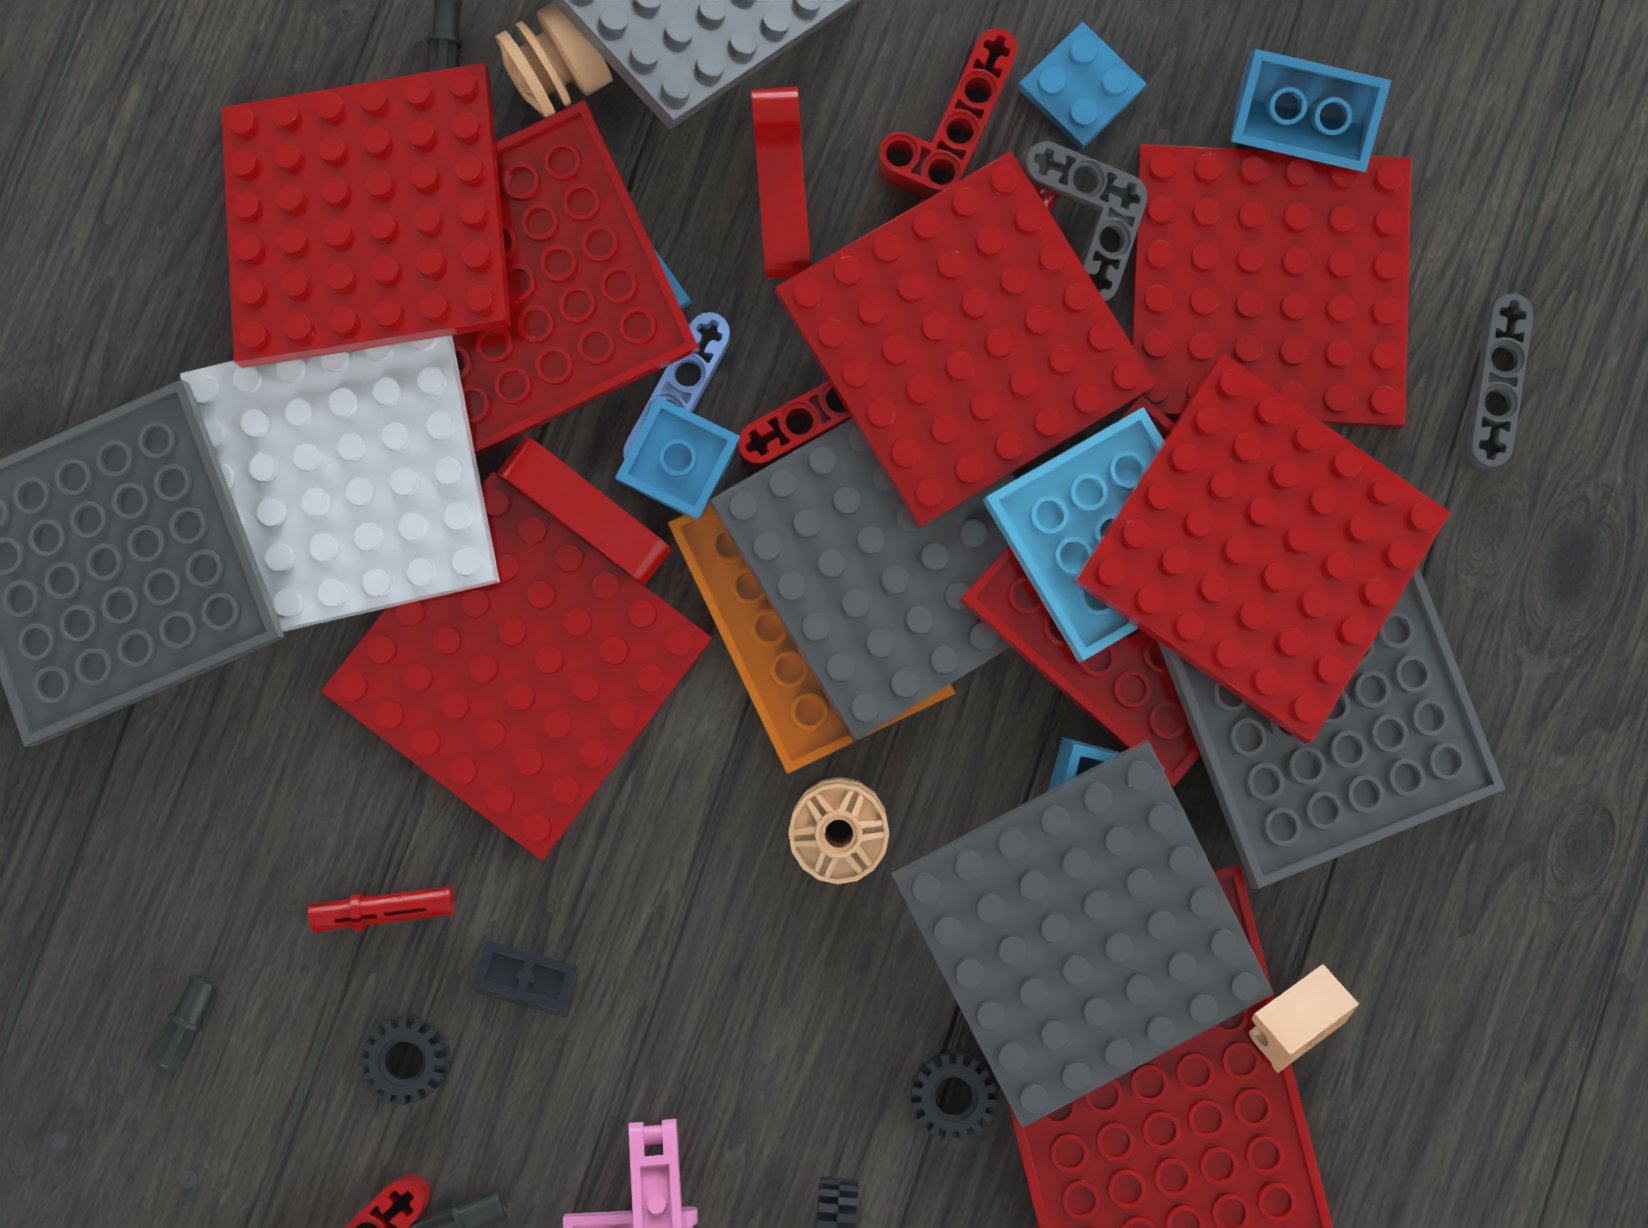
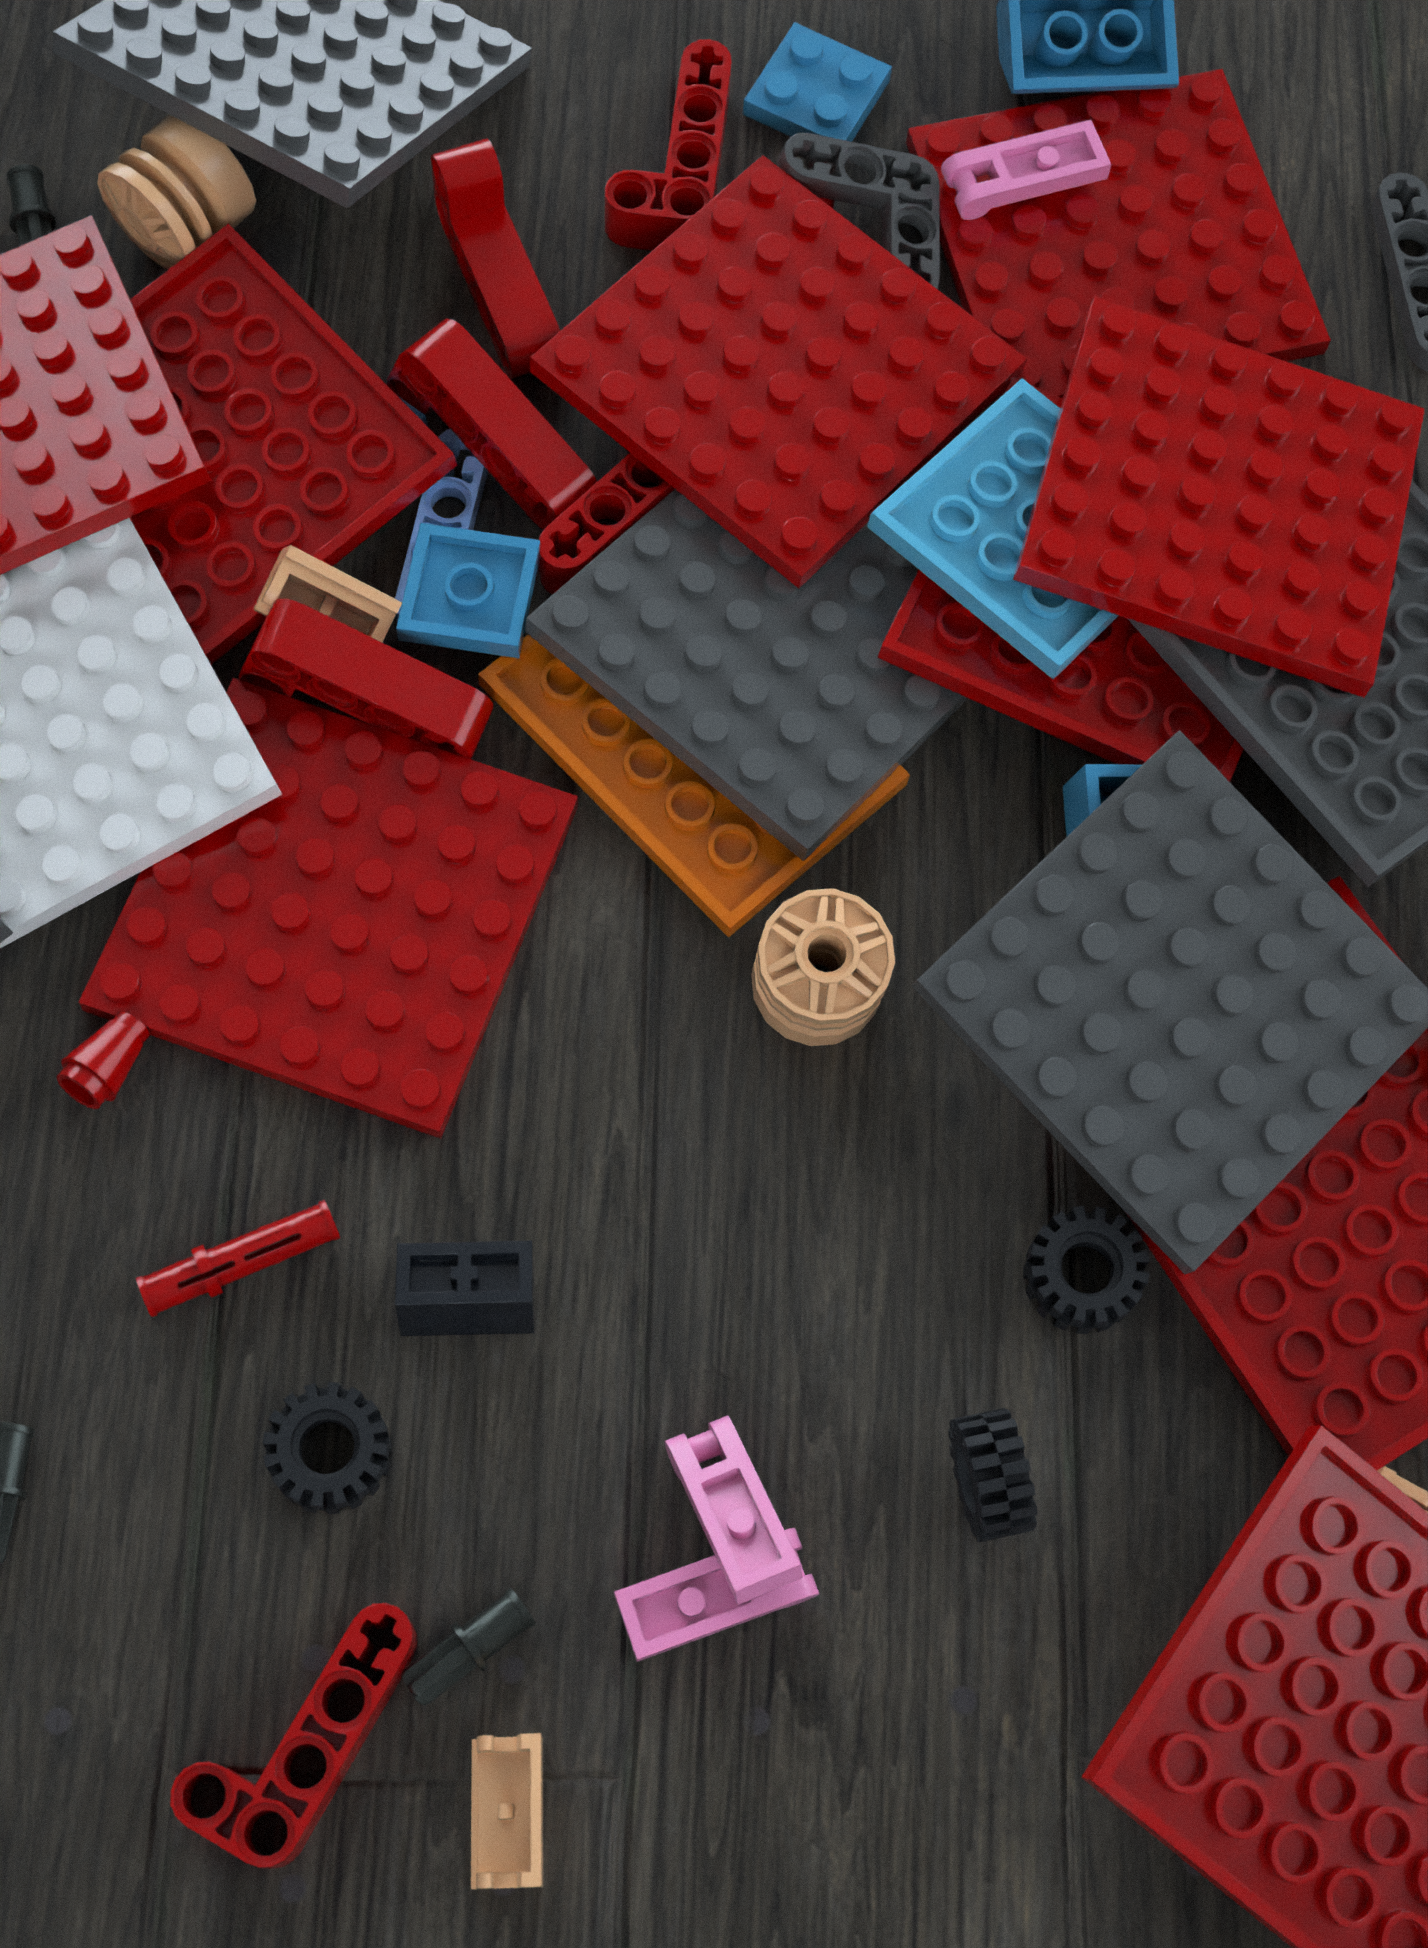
camera: 20 degrees left, 15 degrees down
(327, 739) = (103, 1061): none -> red cone
(573, 439) = (329, 591): none -> light nougat hinge
(737, 324) = (493, 419): none -> red beam
(1217, 216) = (1026, 168): none -> bright pink plate

